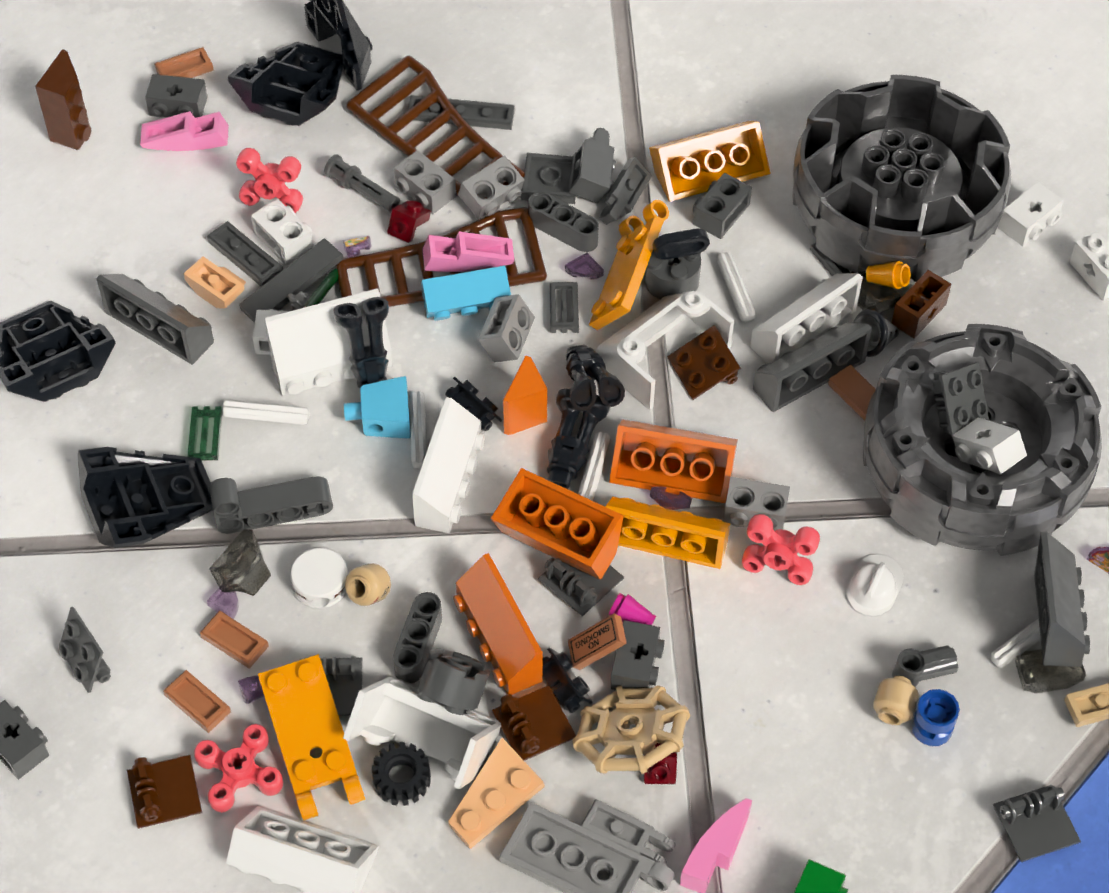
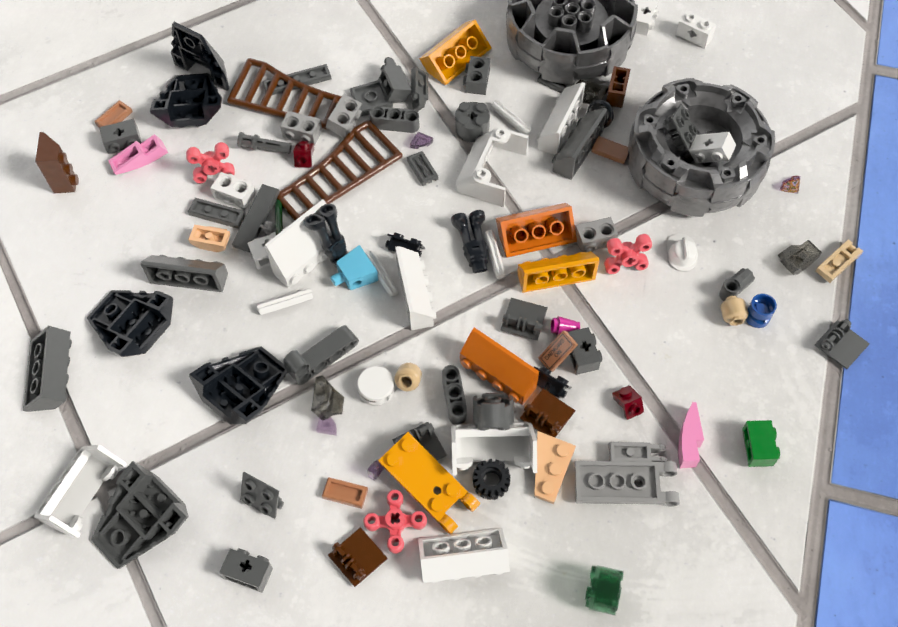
camera: 25 degrees left, 5 degrees up
(206, 413) = (250, 317): clear green tile -> none
(234, 639) = (345, 445): nougat tile -> none
(353, 246) = (281, 182): clear purple tile -> none
(464, 292) = (364, 182): medium azure brick -> none
(466, 252) = (351, 159): bright pink slope -> none
(506, 328) = (400, 193): light grey brick -> none
(525, 400) = (438, 228): orange slope -> none
(559, 523) = (499, 292): orange slope -> none
(584, 367) = (470, 202): black piece -> none
(628, 265) = (449, 129): light orange hinge -> none
(636, 708) = (608, 401): tan plate -> none
(670, 500) = (547, 252): tile -> none
(681, 244) = (475, 104): black tile -> none
(704, 363) = (520, 167): reddish brown hinge -> none
(889, 274) = (595, 76): light orange cone -> none
(1016, 645) = (777, 245): white axle -> none
(1060, 604) = (788, 221): dark grey slope -> none

